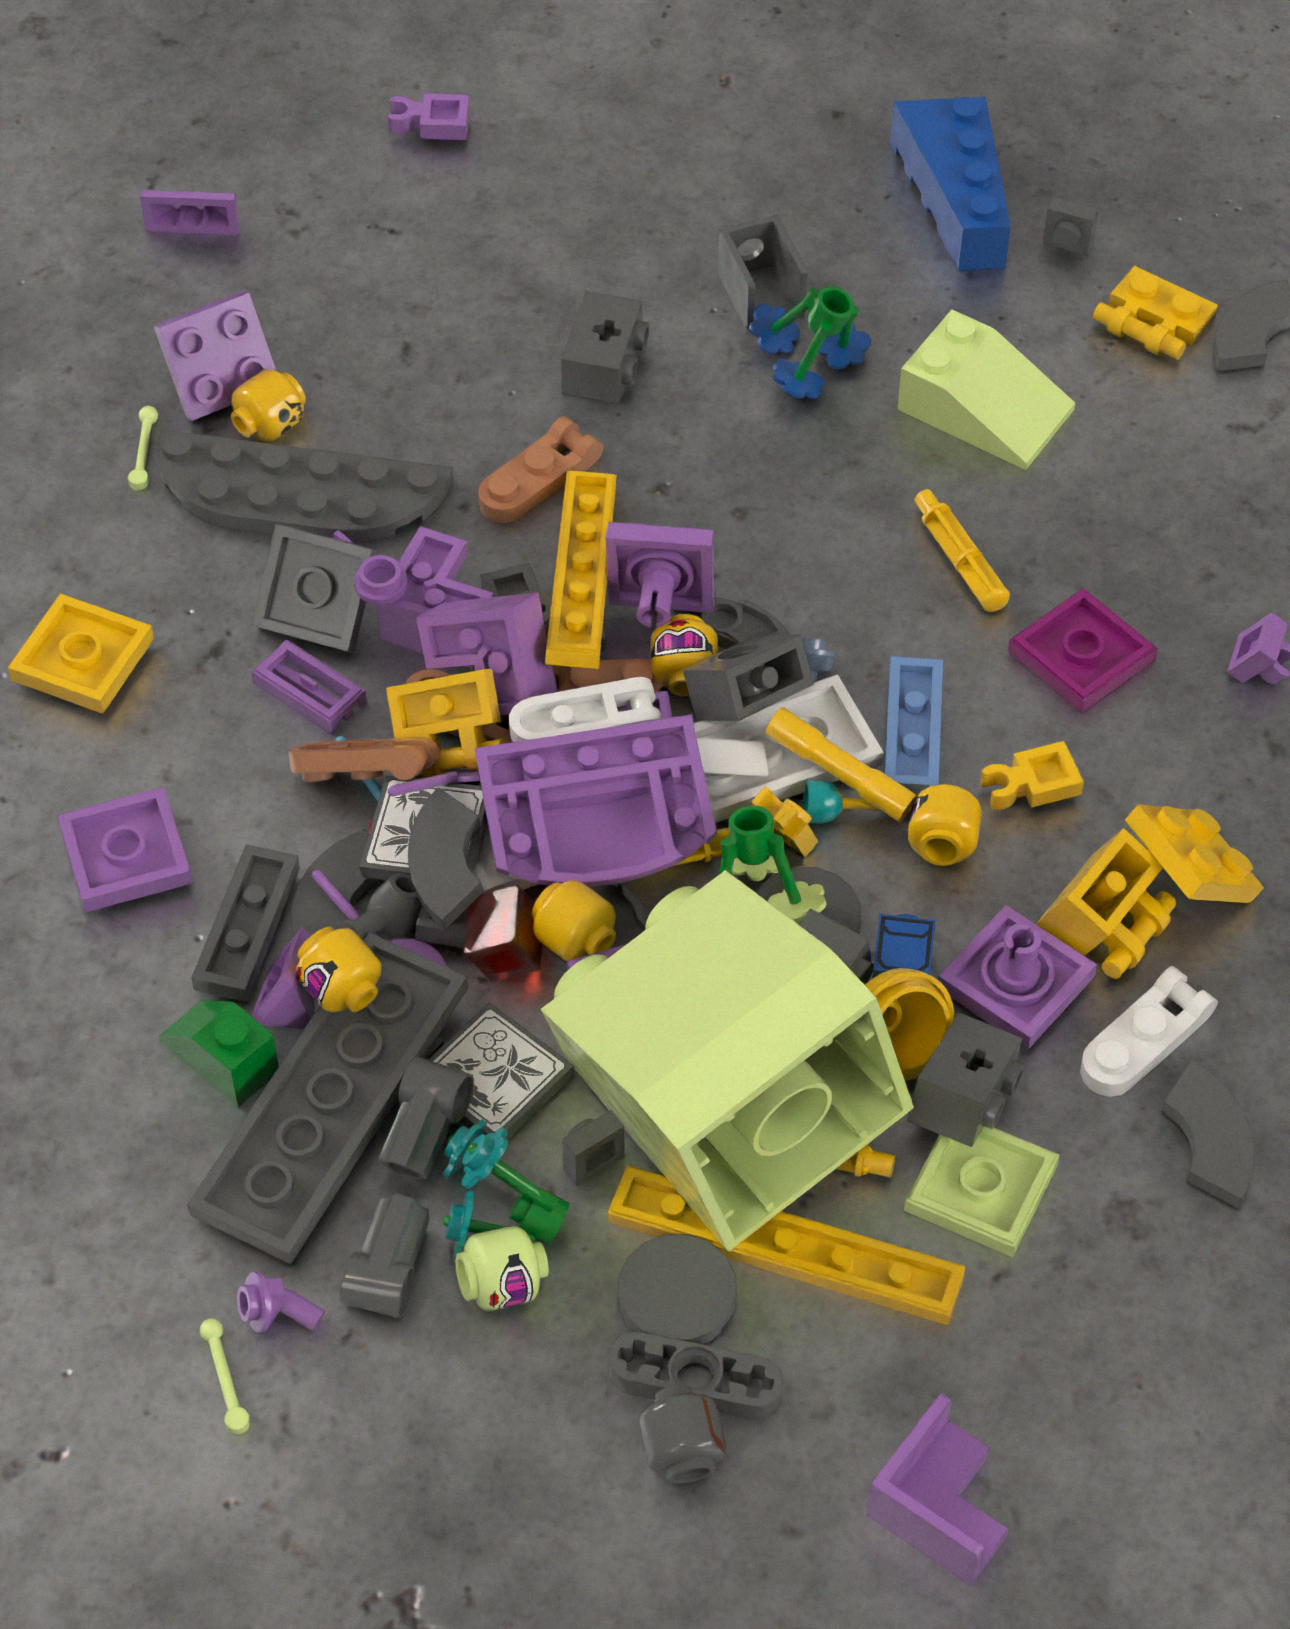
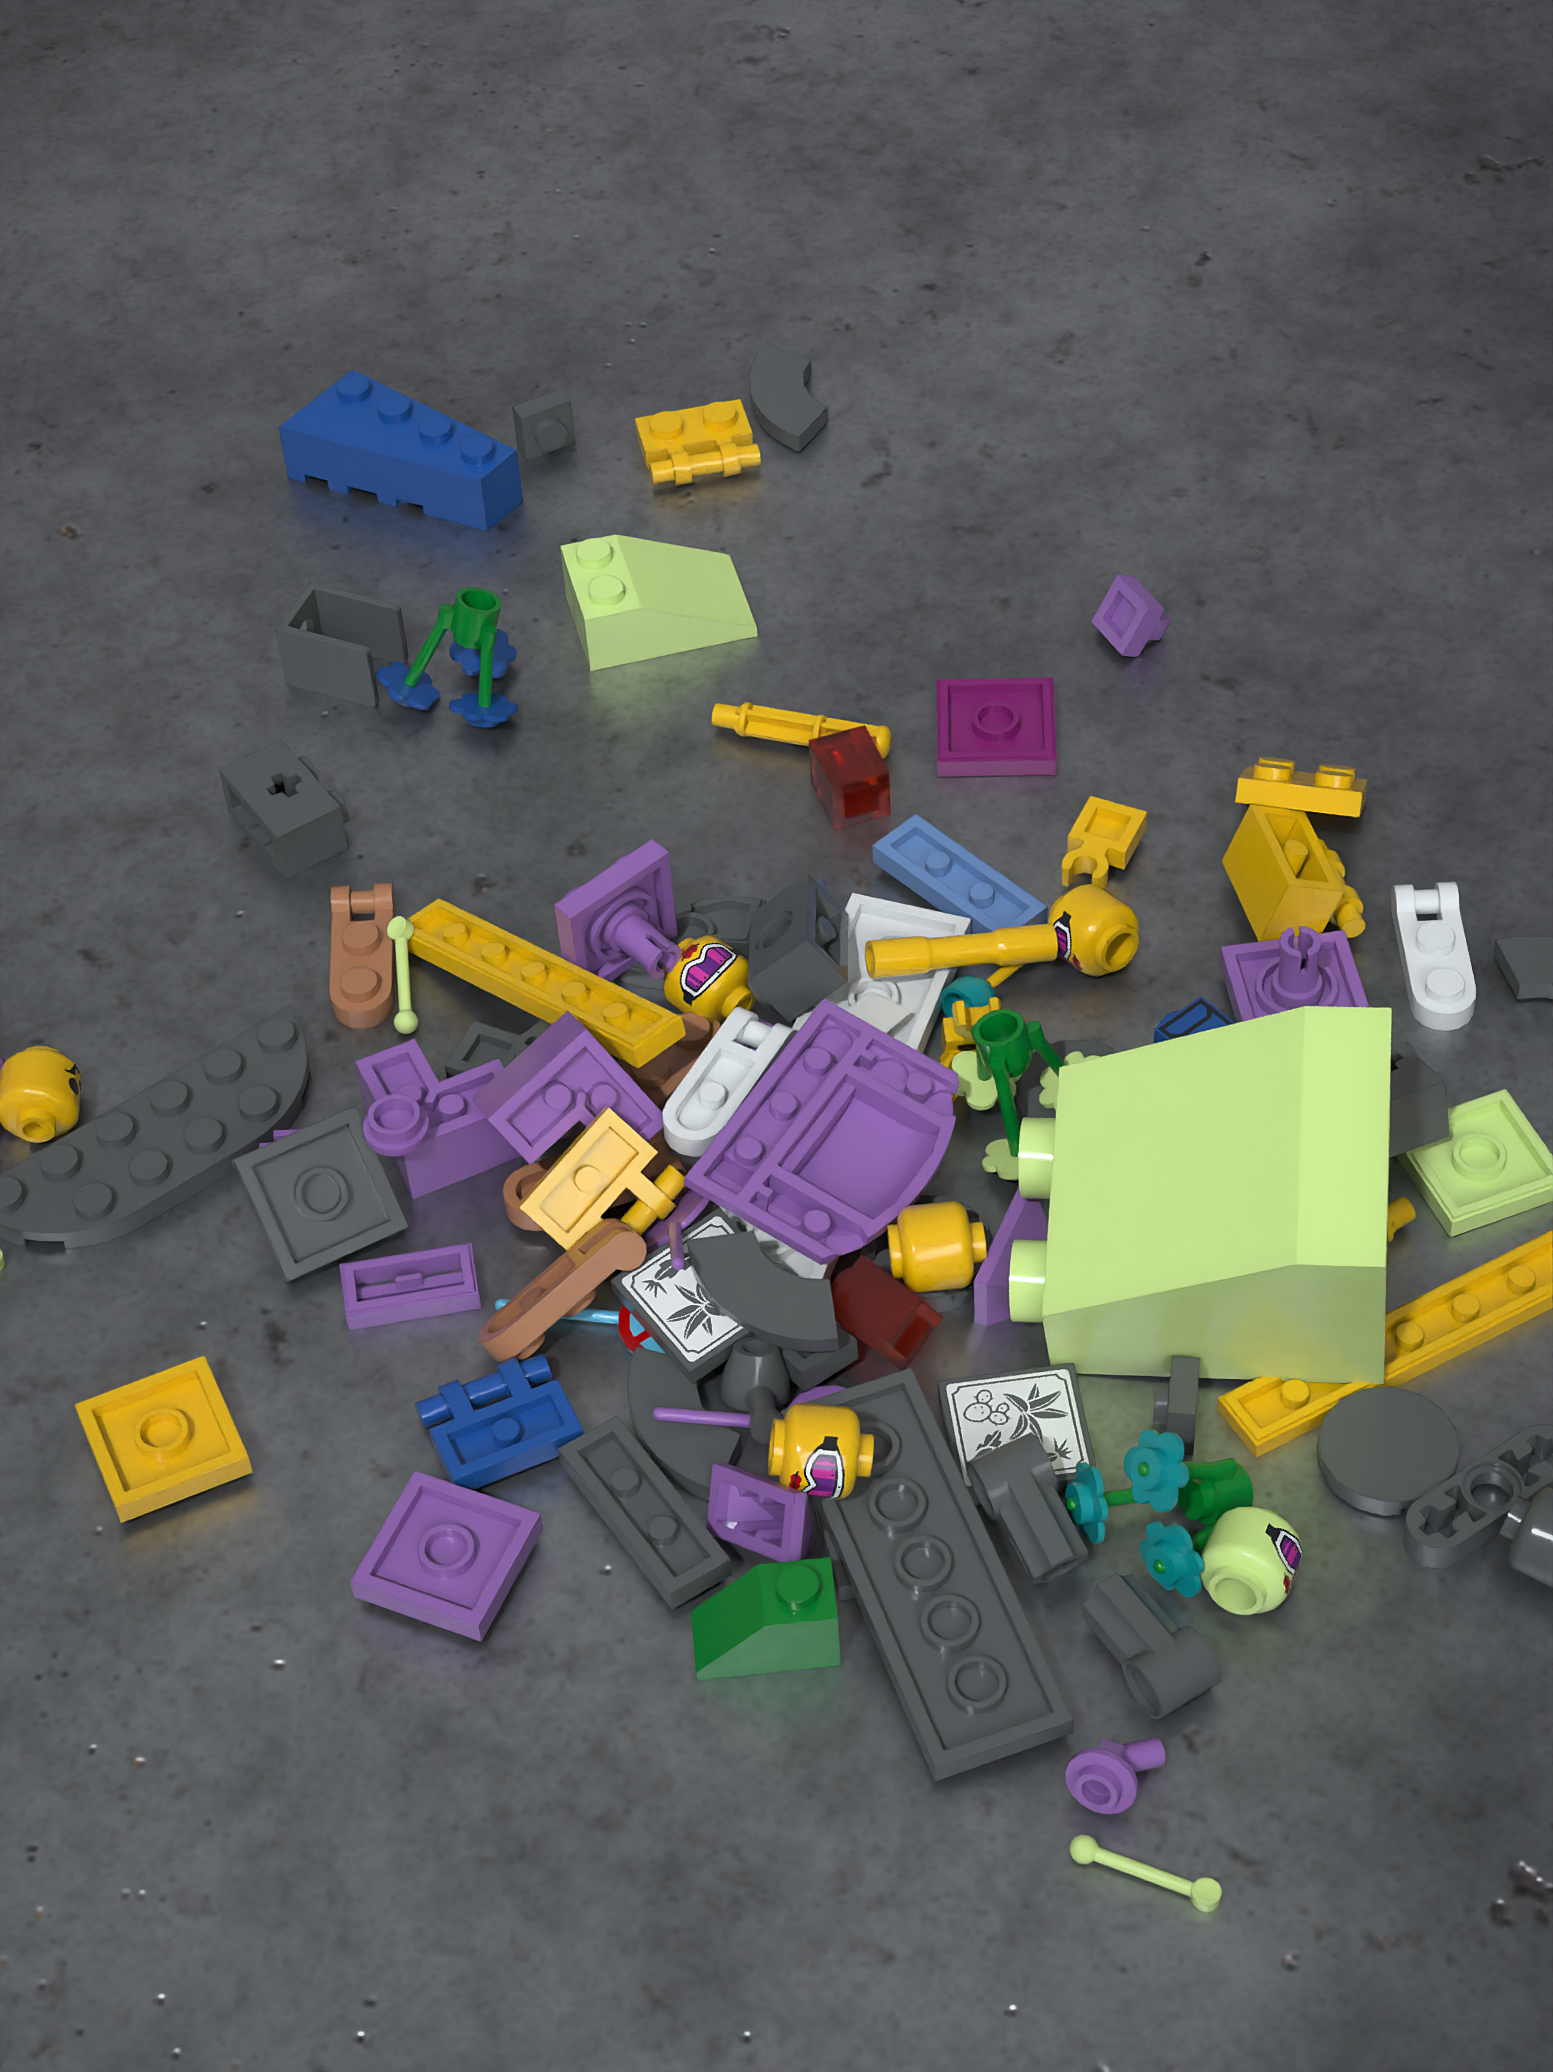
camera: 45 degrees left, 5 degrees down
(241, 815) = (502, 1436): none -> blue plate
(507, 532) = (401, 930): none -> yellowish green hinge
(939, 603) = (849, 777): none -> clear red brick

